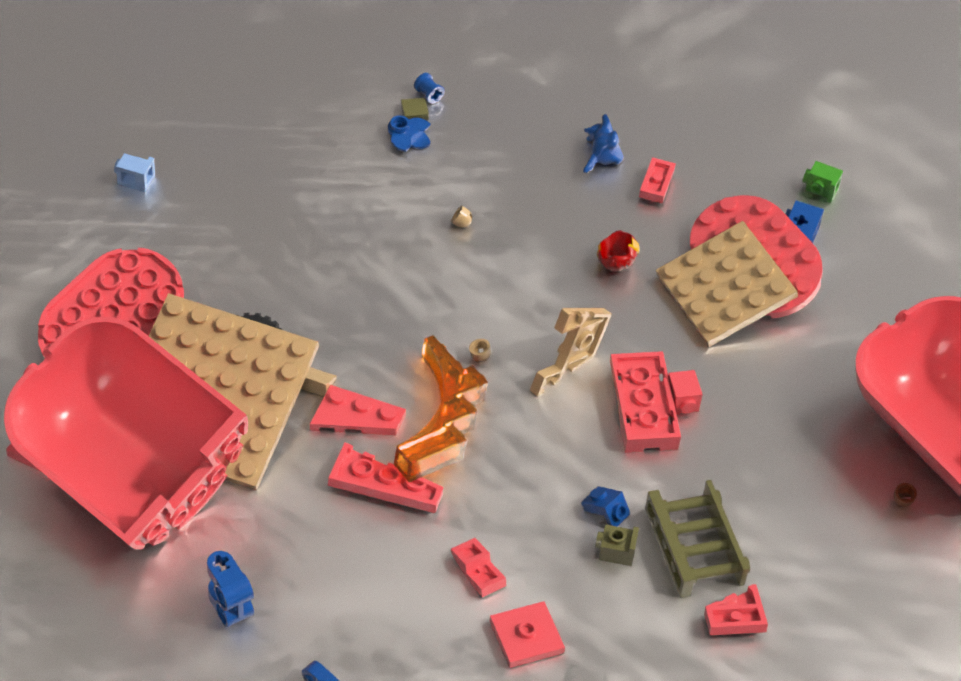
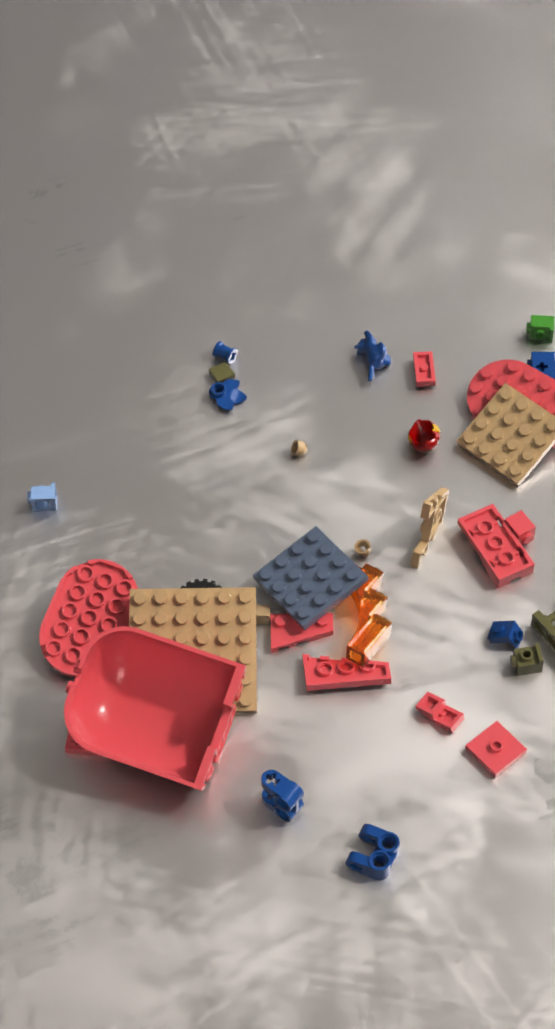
camera: 15 degrees left, 5 degrees up
(396, 358) = (310, 577): none -> sand blue plate

